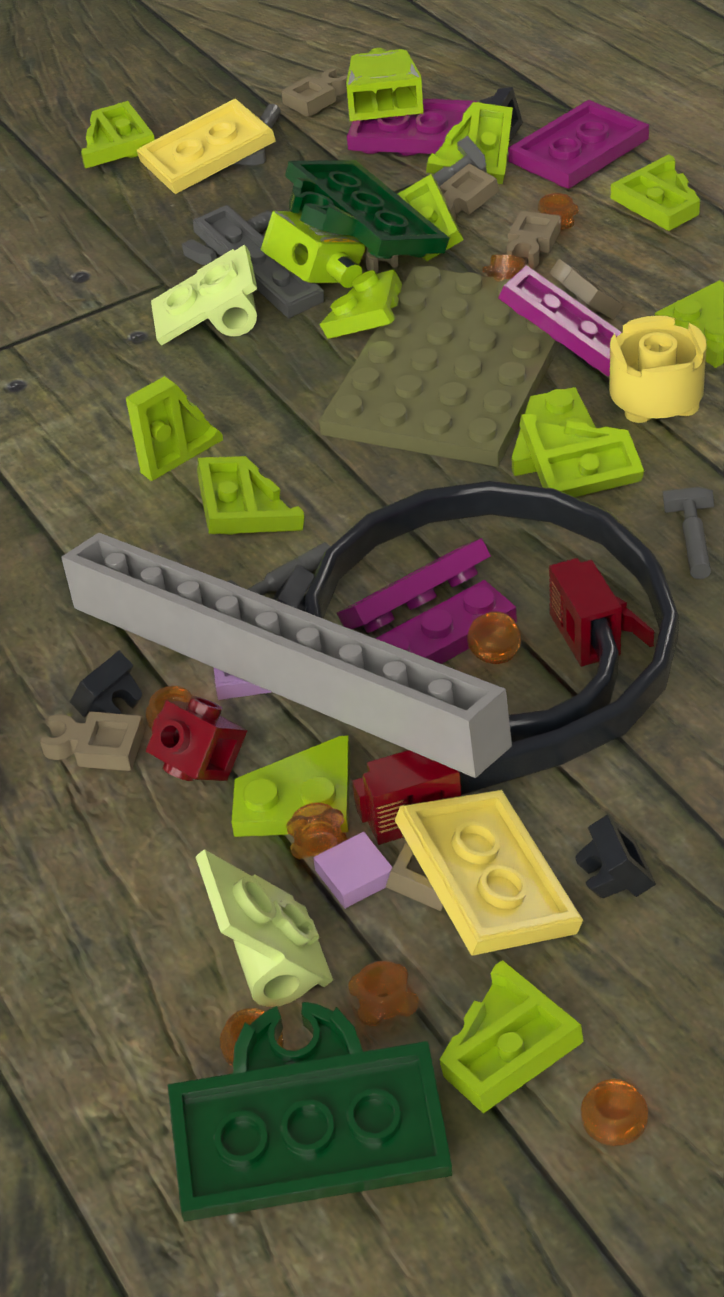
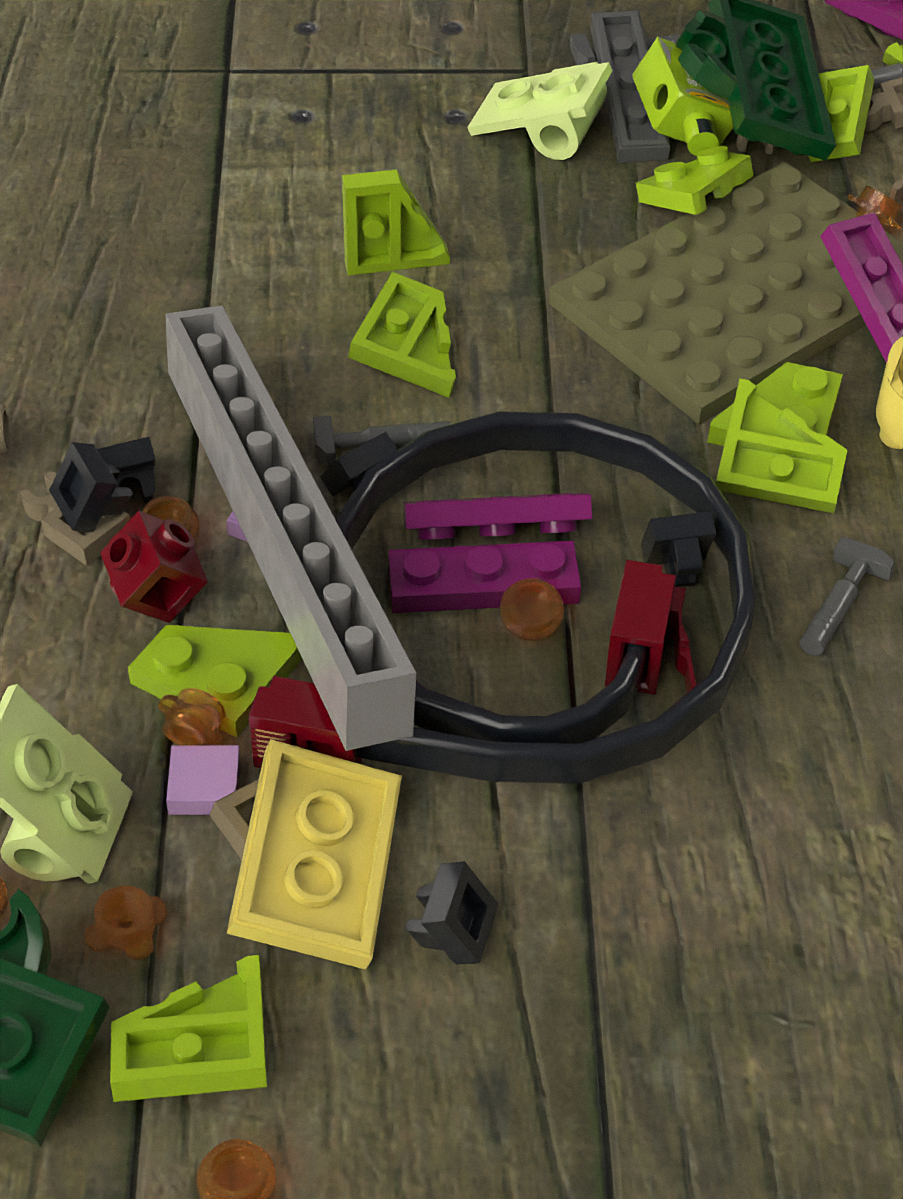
camera: 25 degrees right, 5 degrees up
(102, 707) = (87, 488): none -> black tile
(561, 543) = (679, 544): none -> black tile

